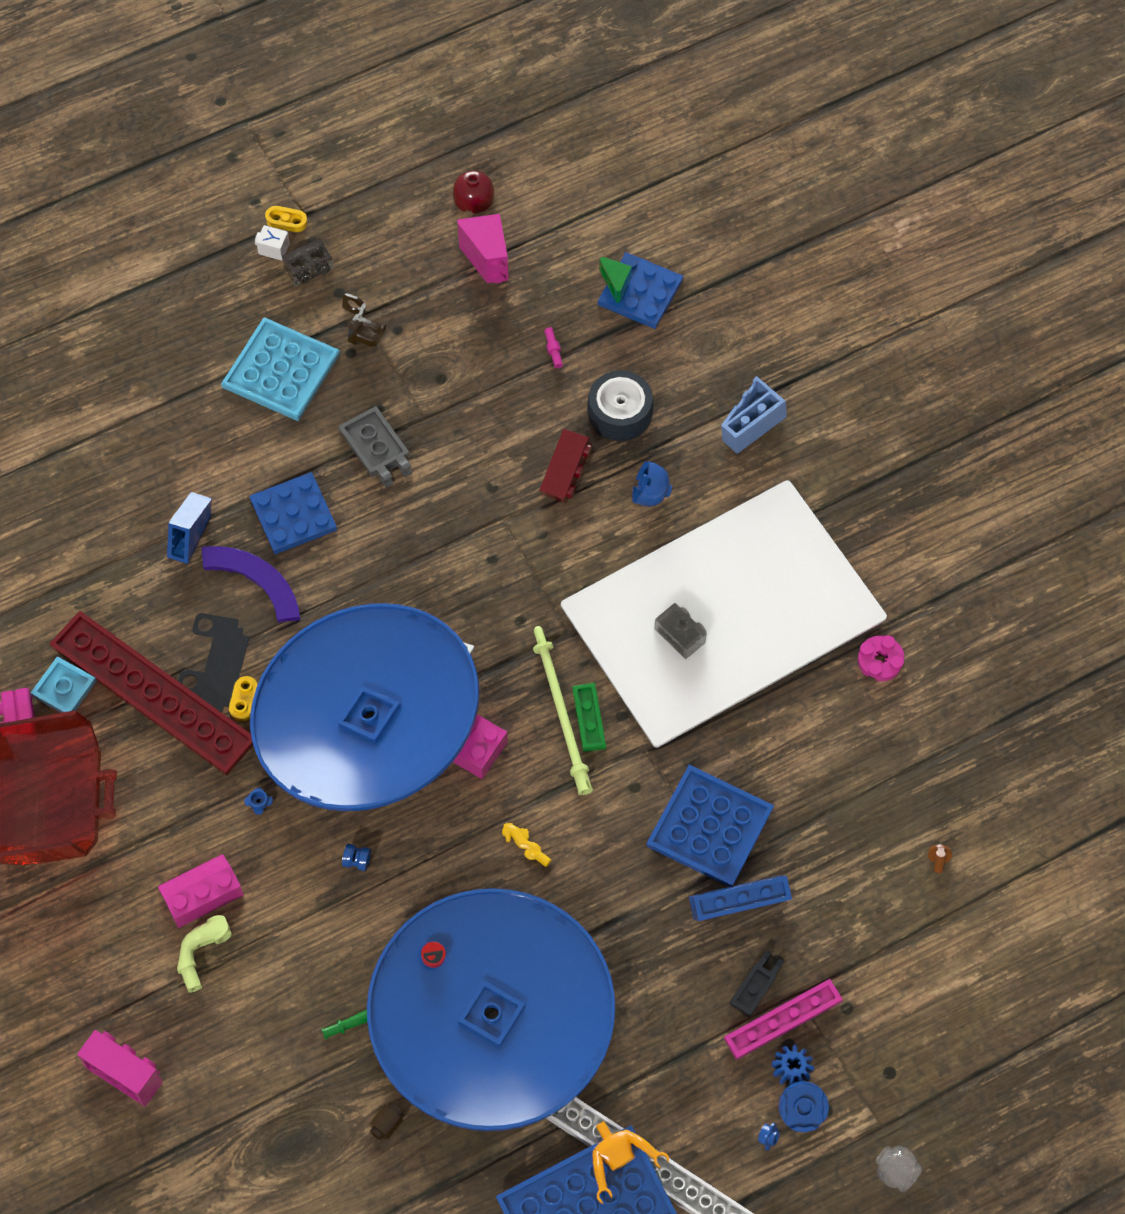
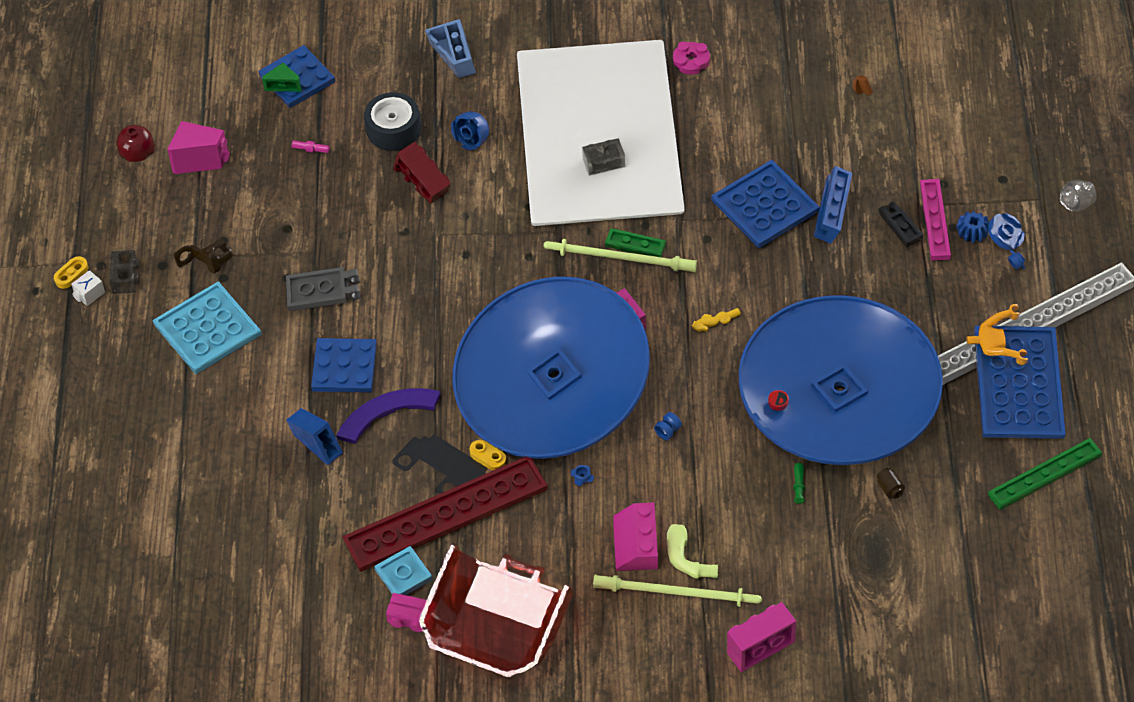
camera: 60 degrees left, 10 degrees down
(136, 894) = (615, 583): none -> yellowish green bar

